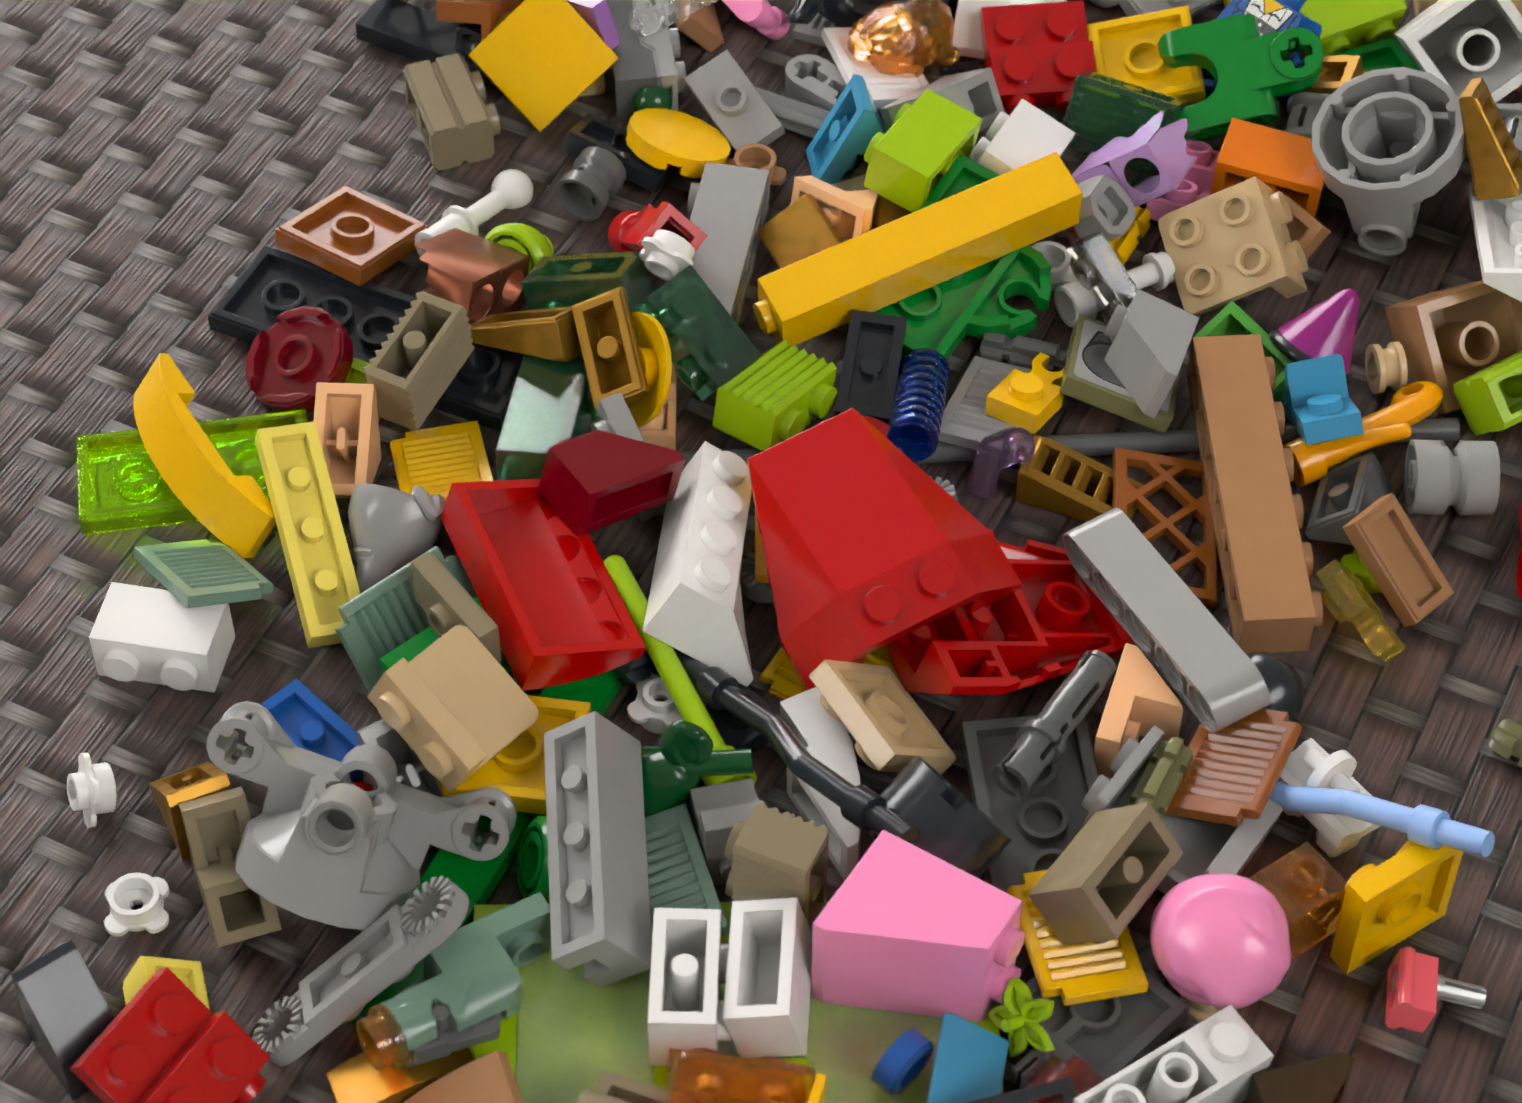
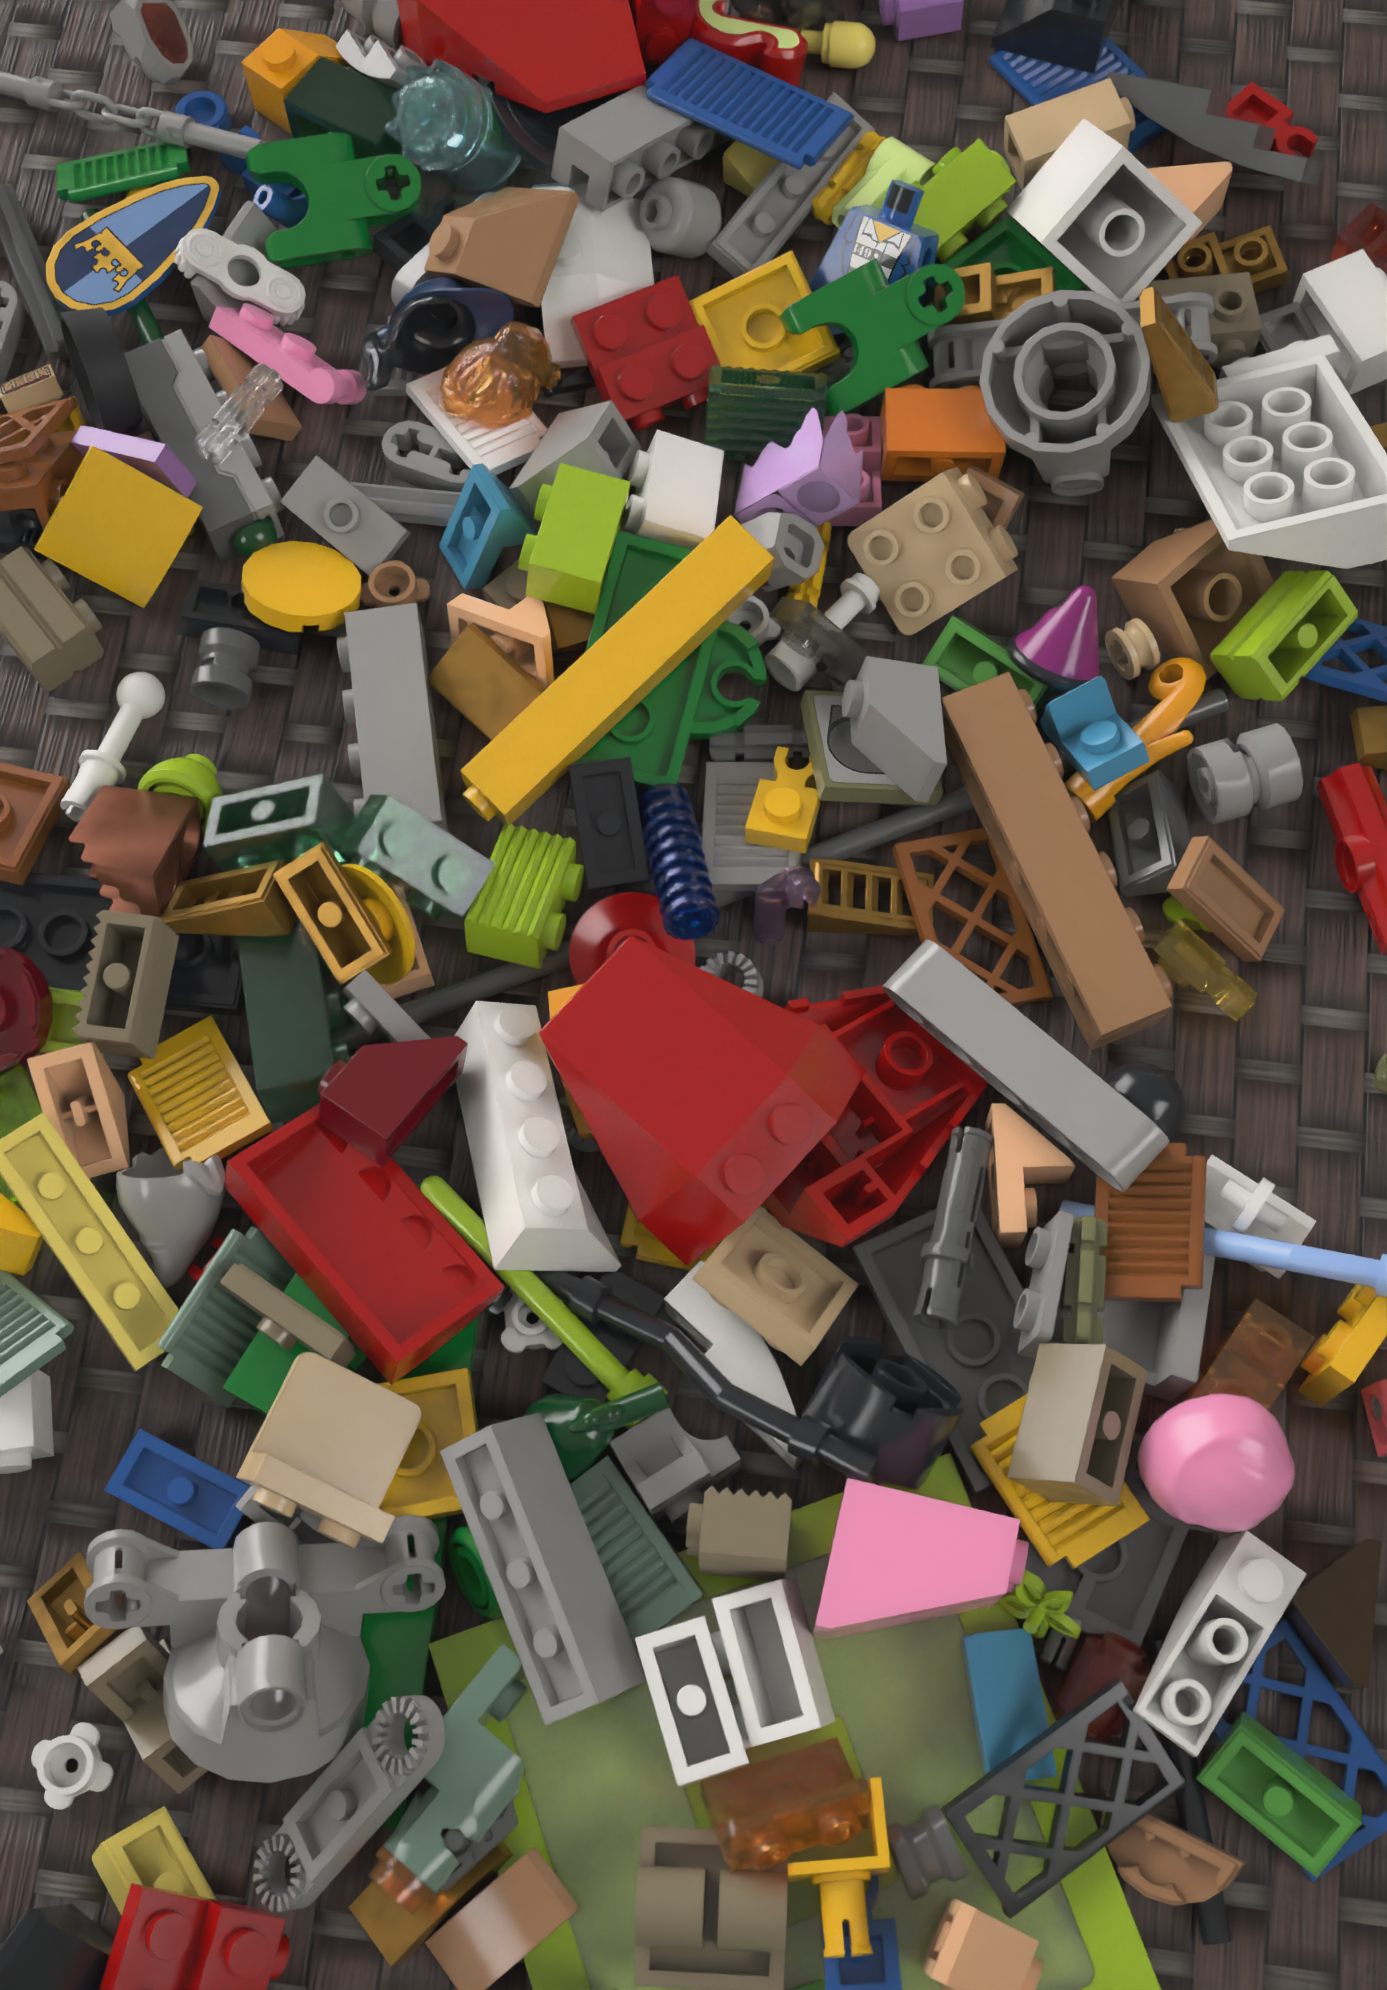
camera: 15 degrees left, 20 degrees up
(632, 226) = (325, 739): red piece -> none
(666, 254) = (355, 777): white plate -> none
(902, 1062) = (938, 1702): blue tile -> none

